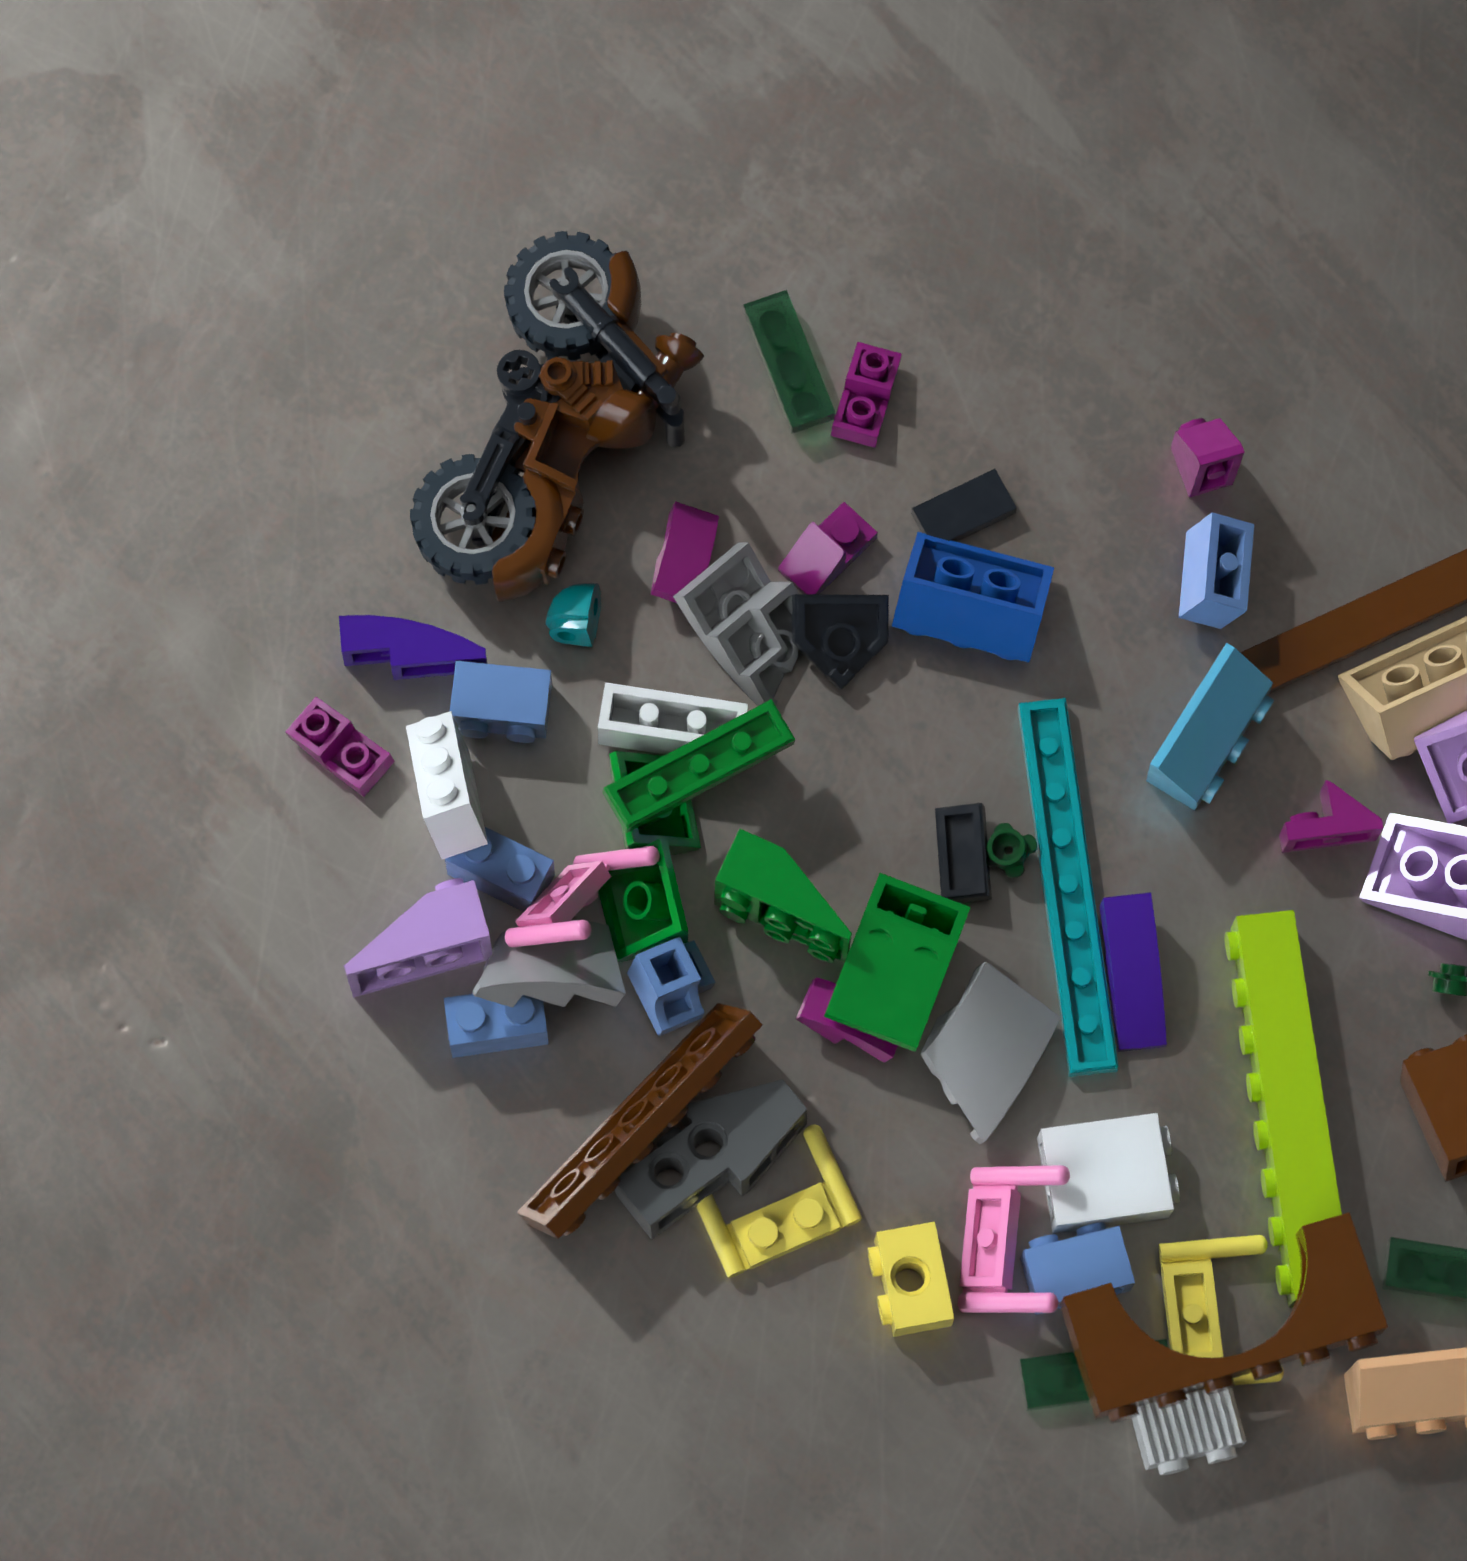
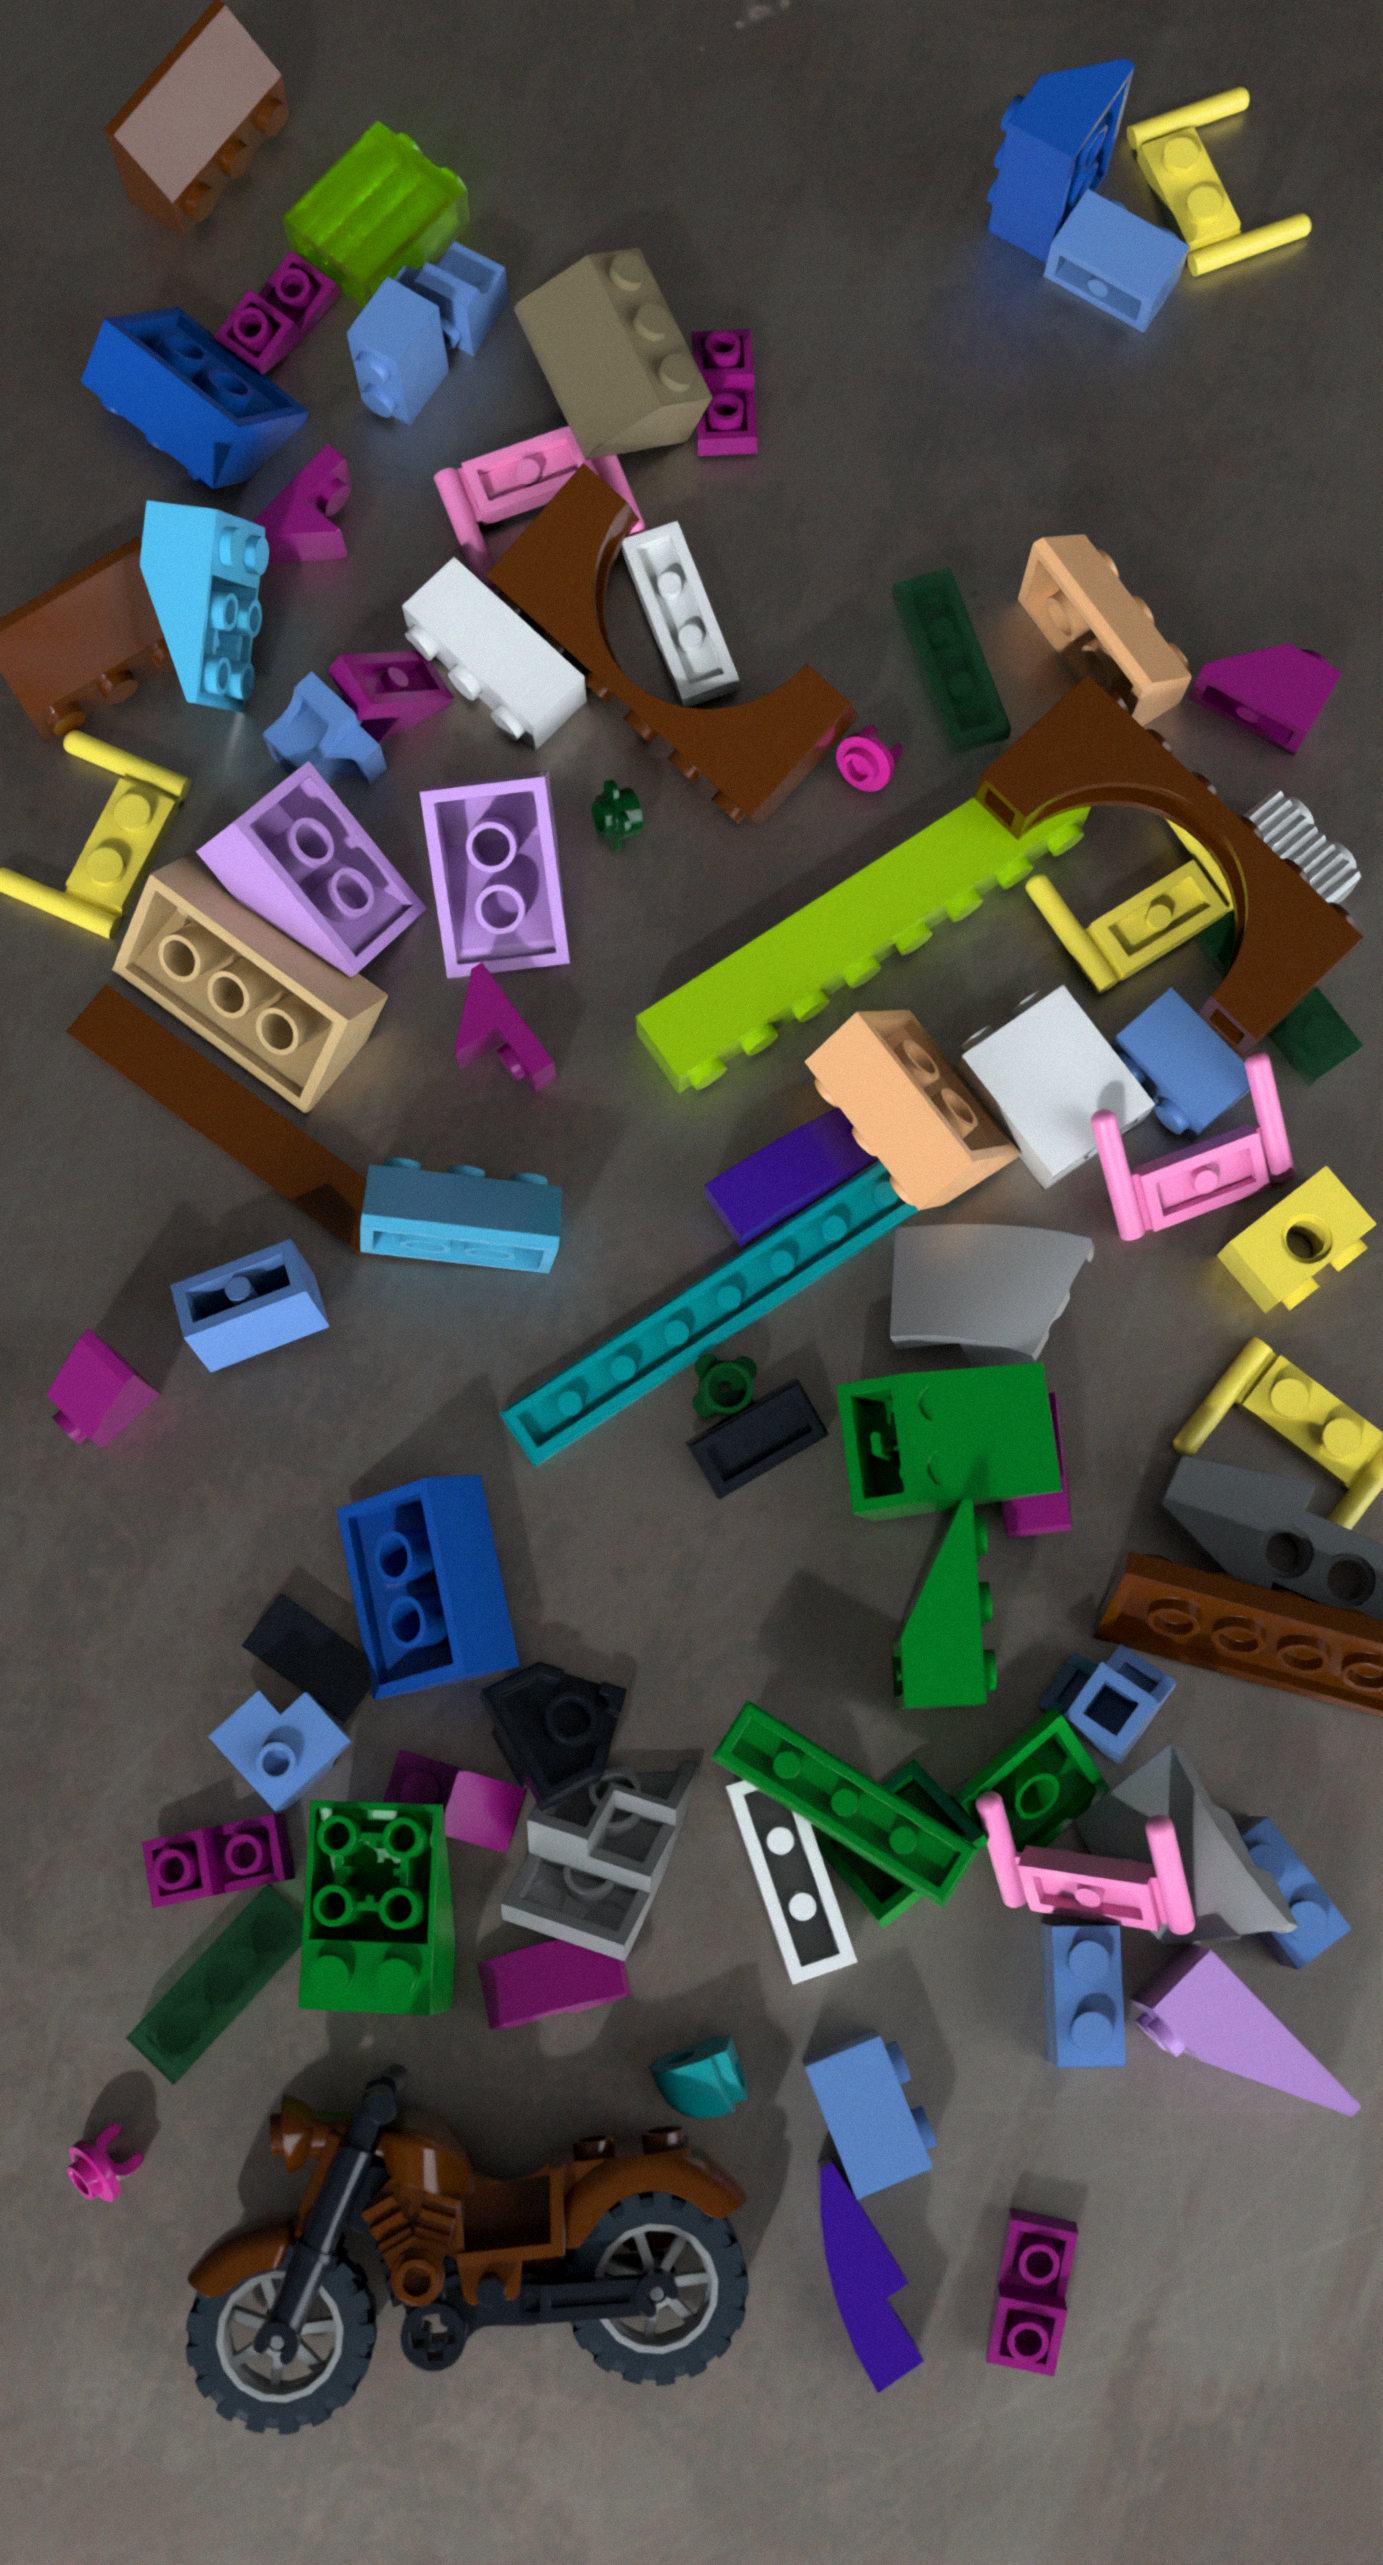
camera: 115 degrees left, 5 degrees up
(446, 785) = (1035, 2118): white brick -> none
(716, 238) = (95, 2172): none -> dark pink plate
(782, 465) = (377, 1910): none -> green slope
(915, 456) = (281, 1750): none -> medium blue brick
(1139, 1064) = (910, 1107): none -> light nougat slope
(1323, 1492) = (1268, 692): none -> magenta slope
(1407, 1172) = (867, 760): none -> dark pink plate

